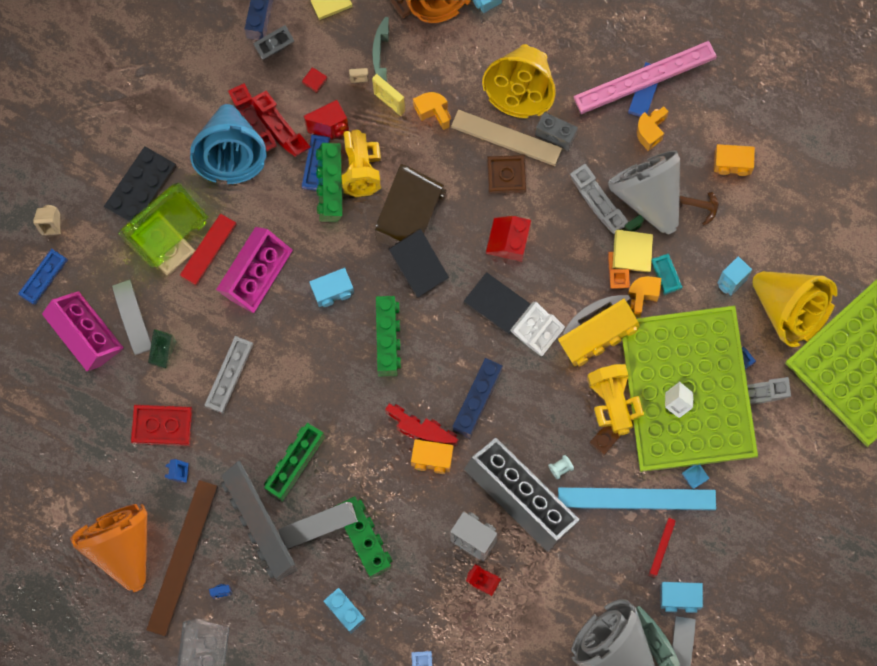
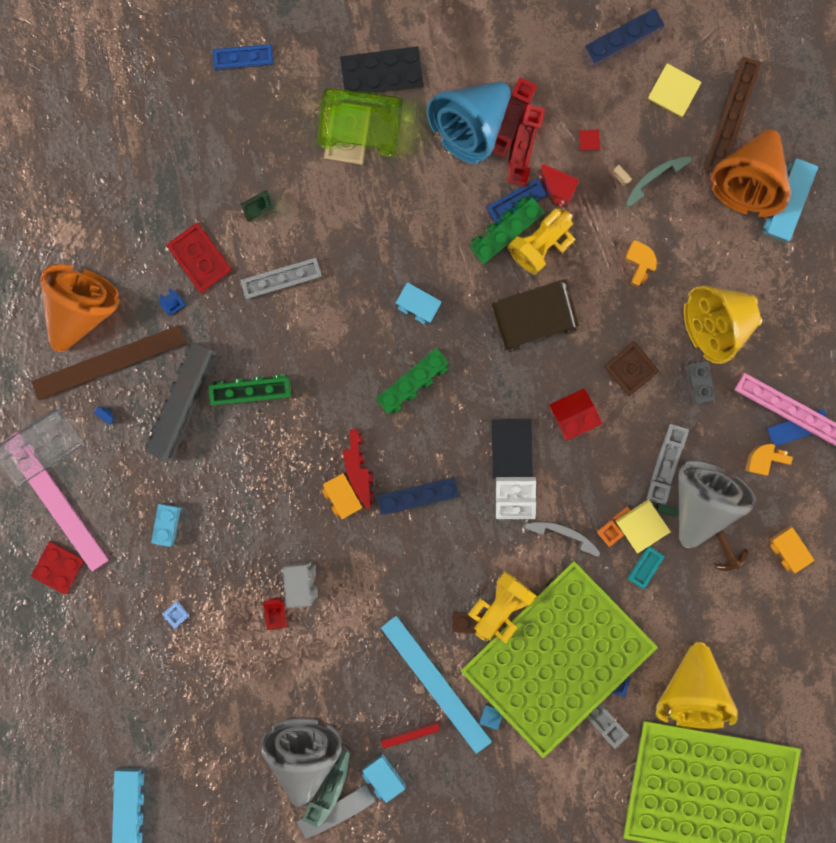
camera: 50 degrees right, 15 degrees up
(47, 220) = (291, 20): tan slope -> none
(82, 330) = (223, 128): dark pink slope -> none
(132, 317) = (267, 158): light grey slope -> none
(208, 249) = (372, 173): red tile -> none
(254, 269) = (384, 227): dark pink slope -> none
(273, 42) = (593, 80): dark grey brick -> none
(318, 525) = (215, 451): light grey slope -> none
(366, 542) = (234, 492): green brick -> none
(388, 95) = (621, 216): light yellow tile -> none
(418, 263) = (493, 358): black tile -> none
(506, 137) = (663, 343): tan tile -> none
(521, 494) = (366, 592): dark grey slope -> none
(561, 467) = (414, 605): light aqua bush -> none
(599, 333) = (547, 554): yellow slope -> none
(643, 289) = (614, 557): light orange brick -> none
(679, 400) = (540, 661): white panel -> none
(734, 276) = (683, 627): medium azure brick -> none

